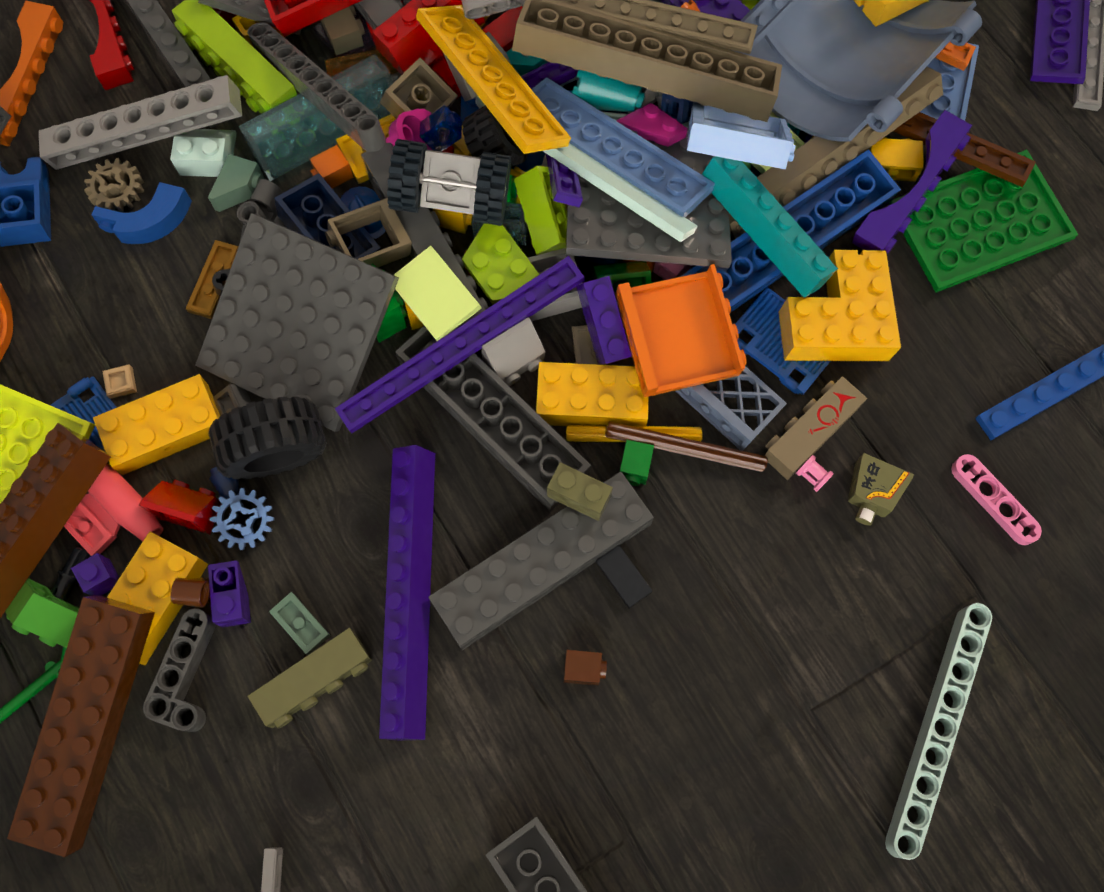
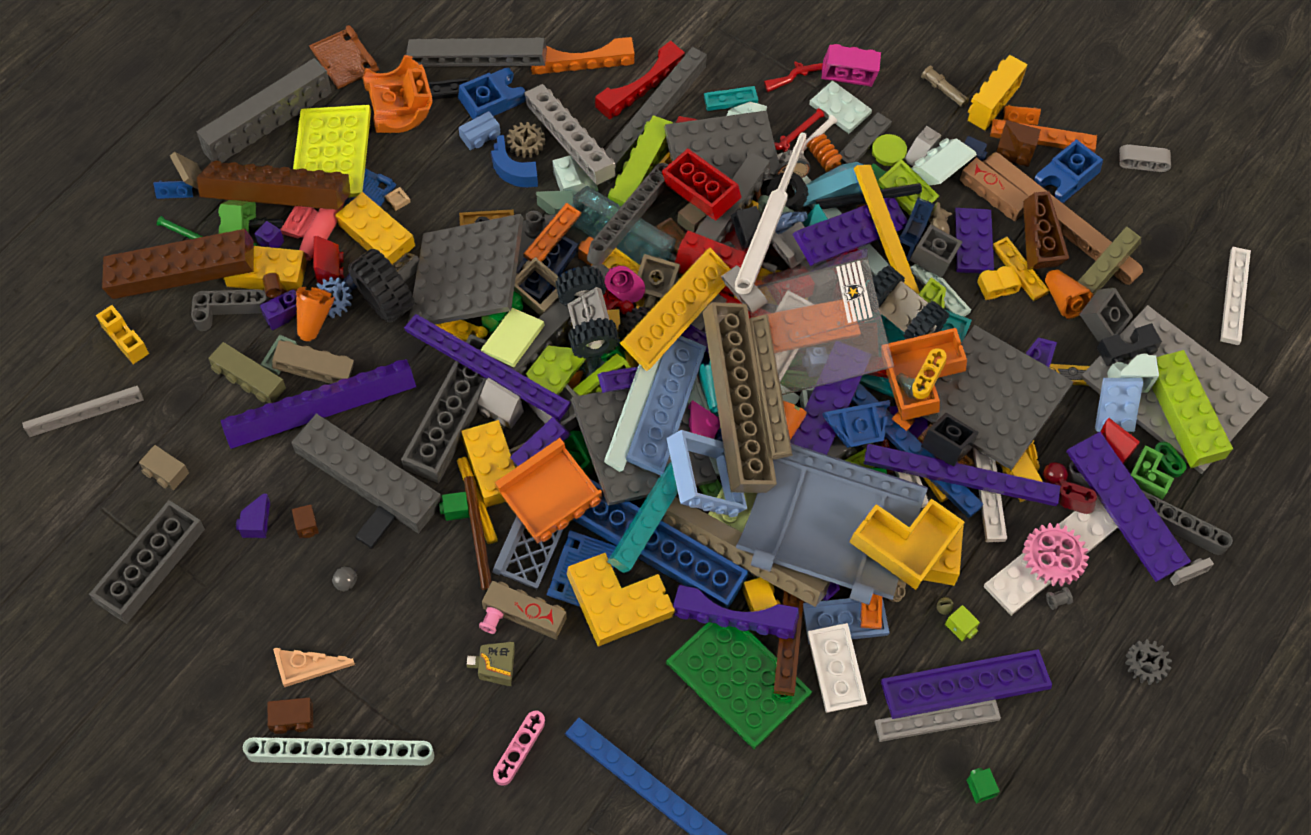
camera: 65 degrees right, 10 degrees down
(68, 237) = (479, 131): none -> medium blue brick
(160, 848) = (120, 333): none -> yellow arch
(258, 549) = (311, 311): none -> orange cone
(292, 194) = (552, 233): none -> orange tile
(340, 578) = (311, 363): none -> dark tan brick
(376, 365) = (462, 329): none -> yellow plate
(416, 848) = (163, 467): none -> dark tan brick
(438, 138) = (630, 296): clear blue brick -> none
(552, 737) = (254, 518): none -> dark purple slope
(579, 491) = (411, 468): olive brick -> none
(690, 641) = (344, 578): none -> dark grey piece
(798, 739) = (301, 666): none -> light nougat wing
(868, 778) = (290, 715): none -> reddish brown brick
(1008, 112) = (836, 668): none -> white plate

